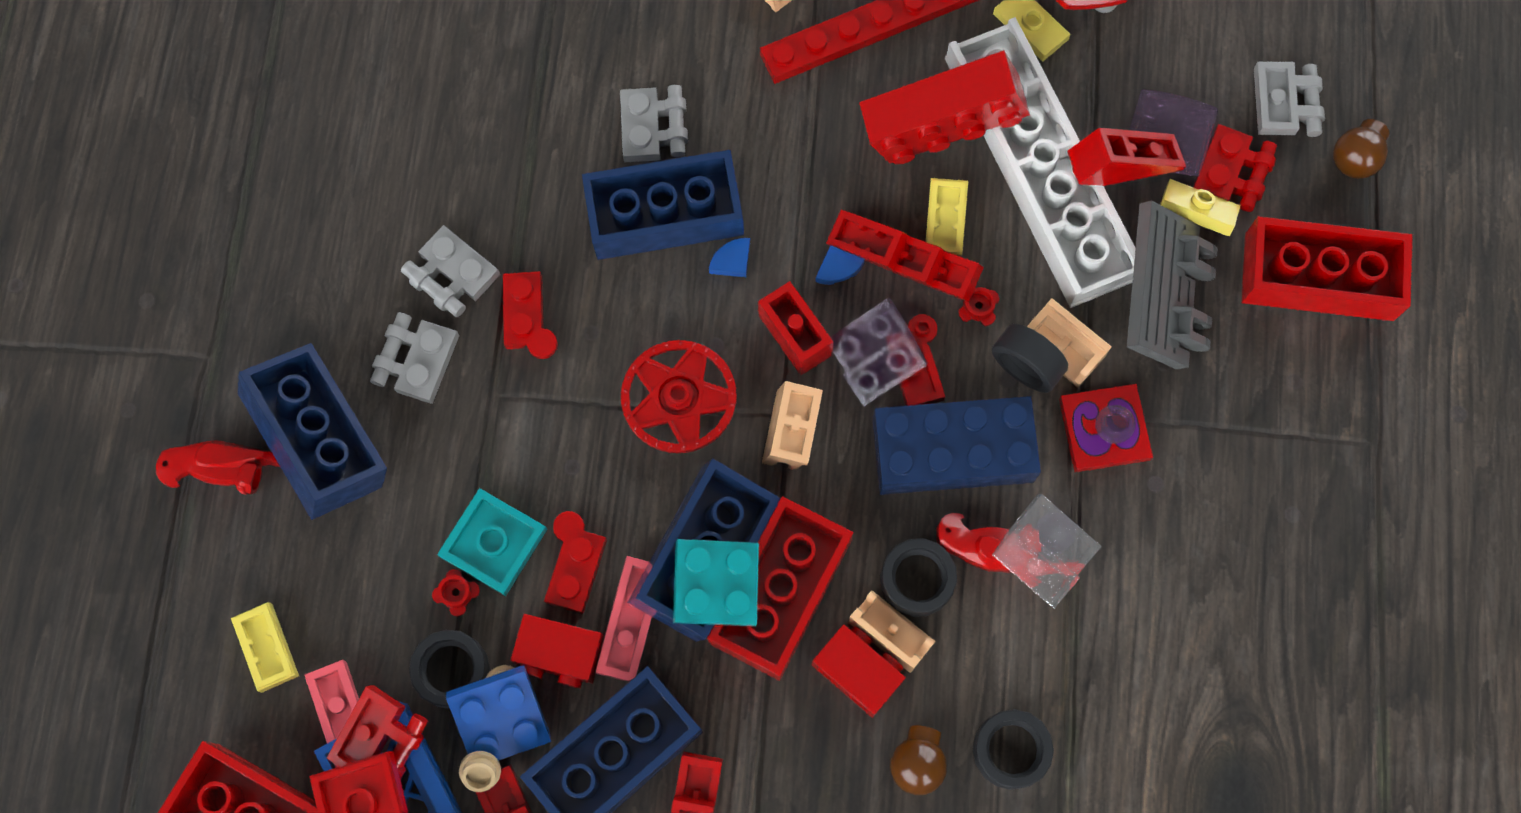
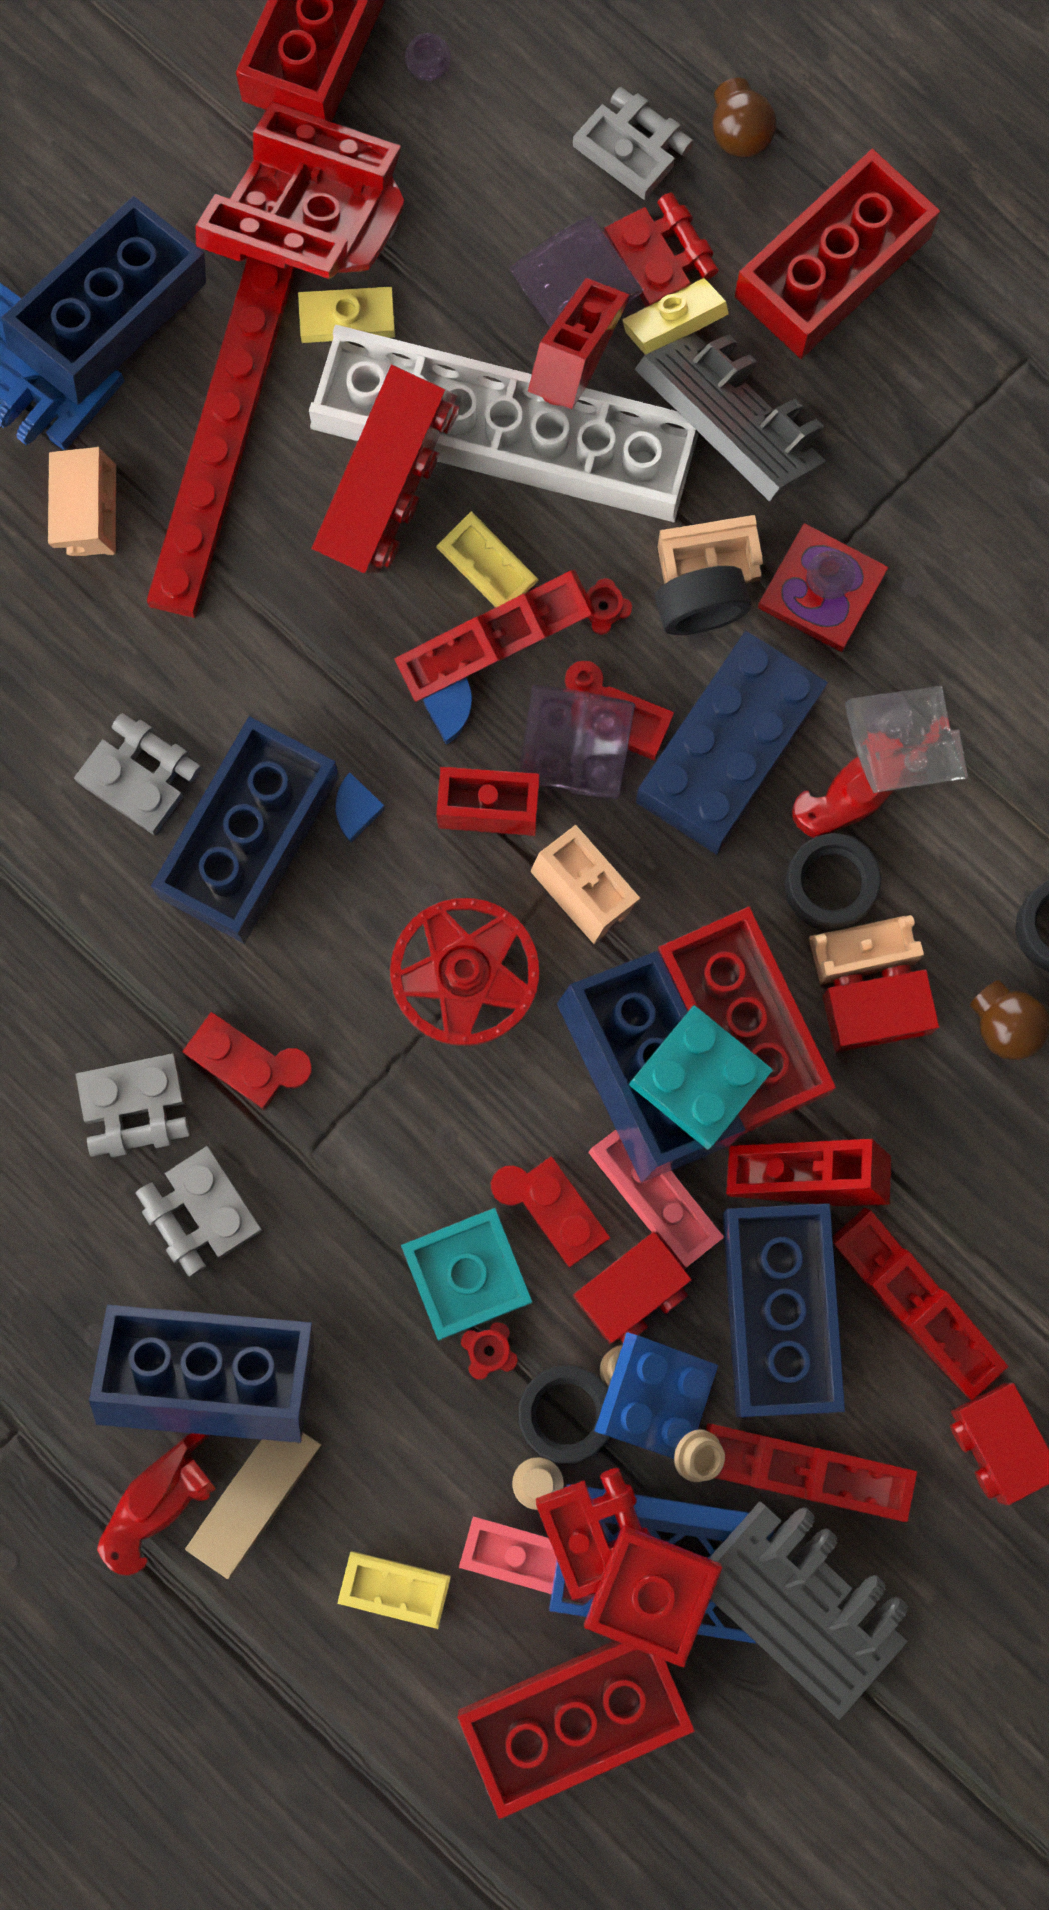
camera: 55 degrees left, 5 degrees up
(255, 520) = (250, 1503): none -> tan slope
(395, 682) = (534, 1479): none -> tan plate
(719, 707) = (811, 1172): none -> red slope

